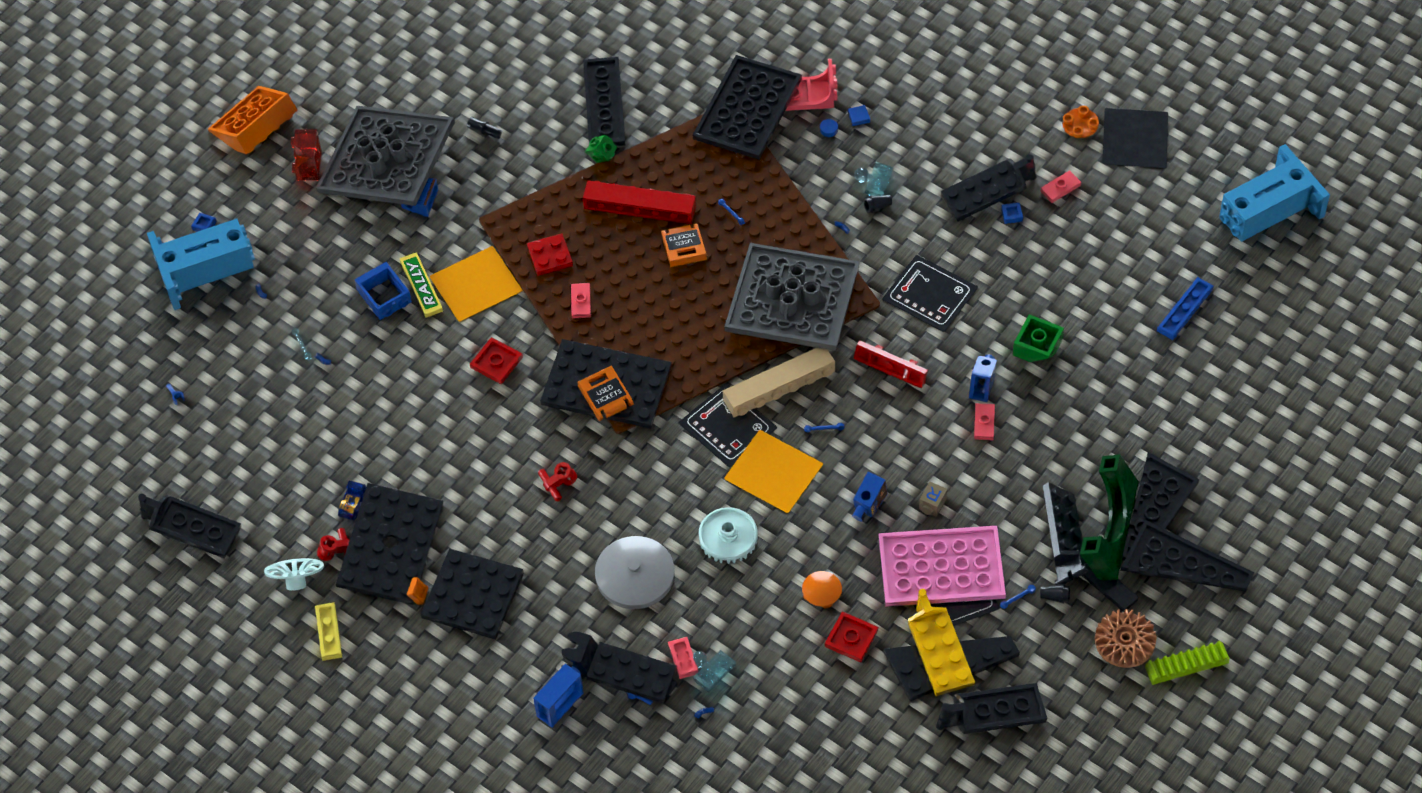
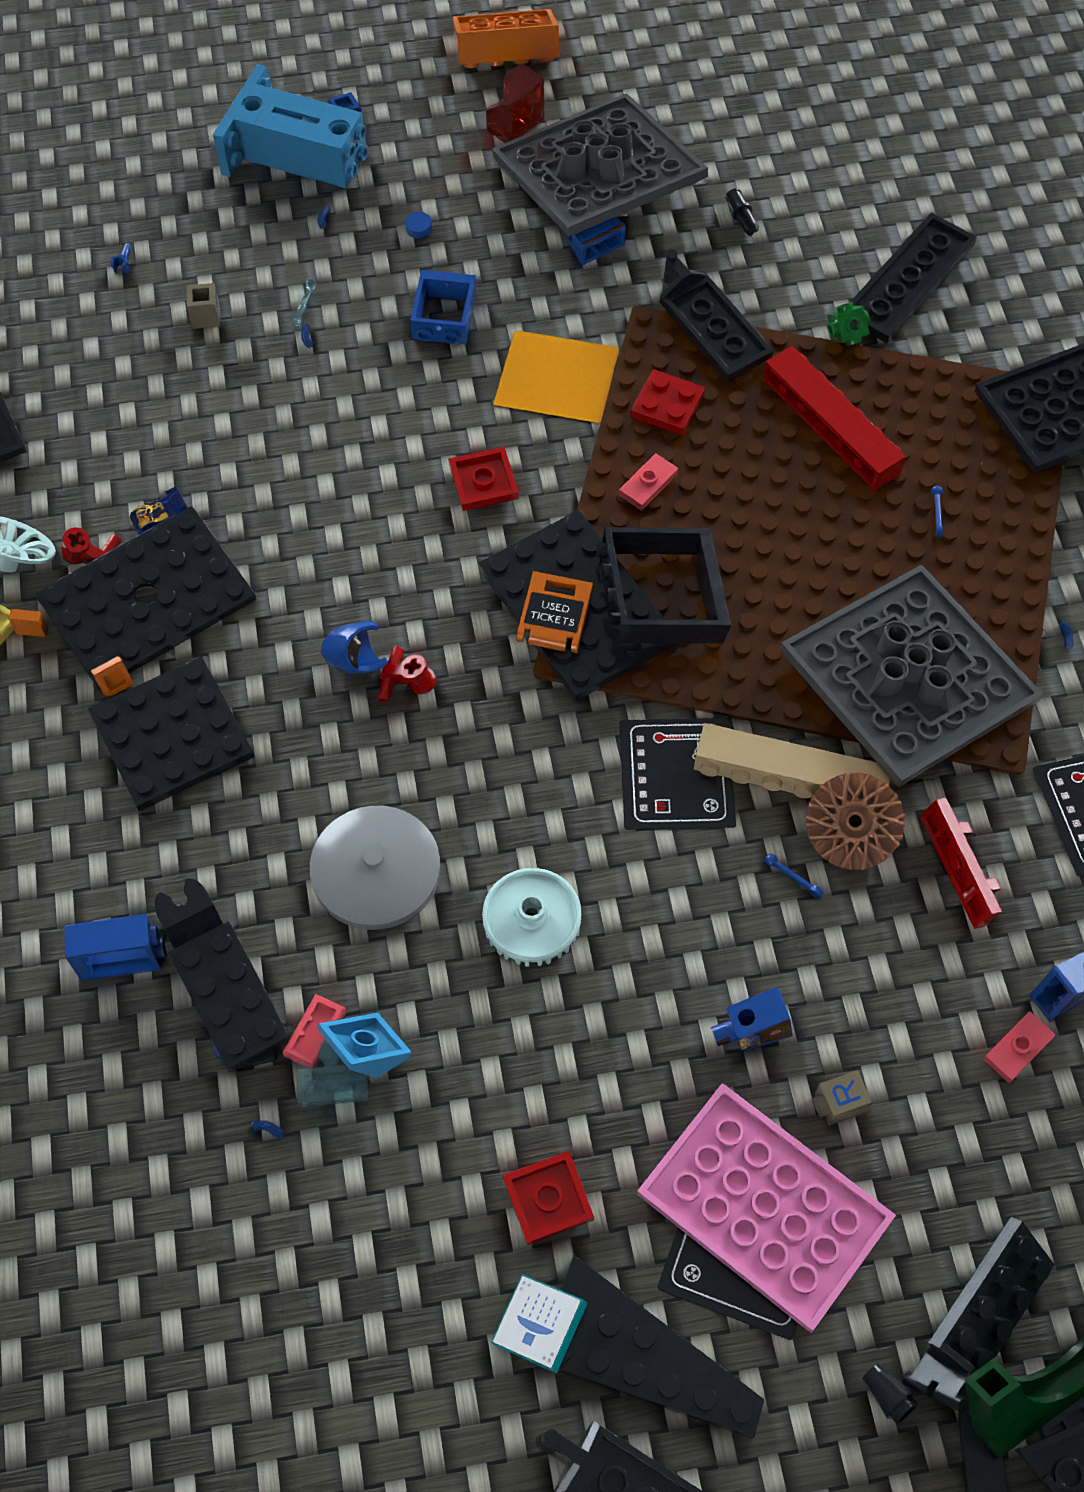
camera: 40 degrees right, 5 degrees up
(256, 383) = (203, 306): none -> dark tan brick
(318, 258) = (418, 225): none -> blue tile
(345, 600) = (28, 623): none -> orange tile
(421, 285) = (493, 333): tile -> none
(521, 488) = (350, 650): none -> blue piece
(529, 196) = (711, 320): none -> black hinge
(639, 311) = (669, 542): none -> black window
(682, 240) = (840, 500): orange container -> none
(713, 640) = (365, 1044): none -> dark azure slope
(773, 471) = (674, 881): light orange sticker -> none
(822, 589) = (577, 1094): orange dish -> none
(841, 373) = (880, 821): none -> nougat wheel
(896, 682) = (539, 1323): none -> white tile
(939, 647) = (641, 1331): yellow hinge -> none
(1031, 589) = (862, 1351): blue hinge -> none

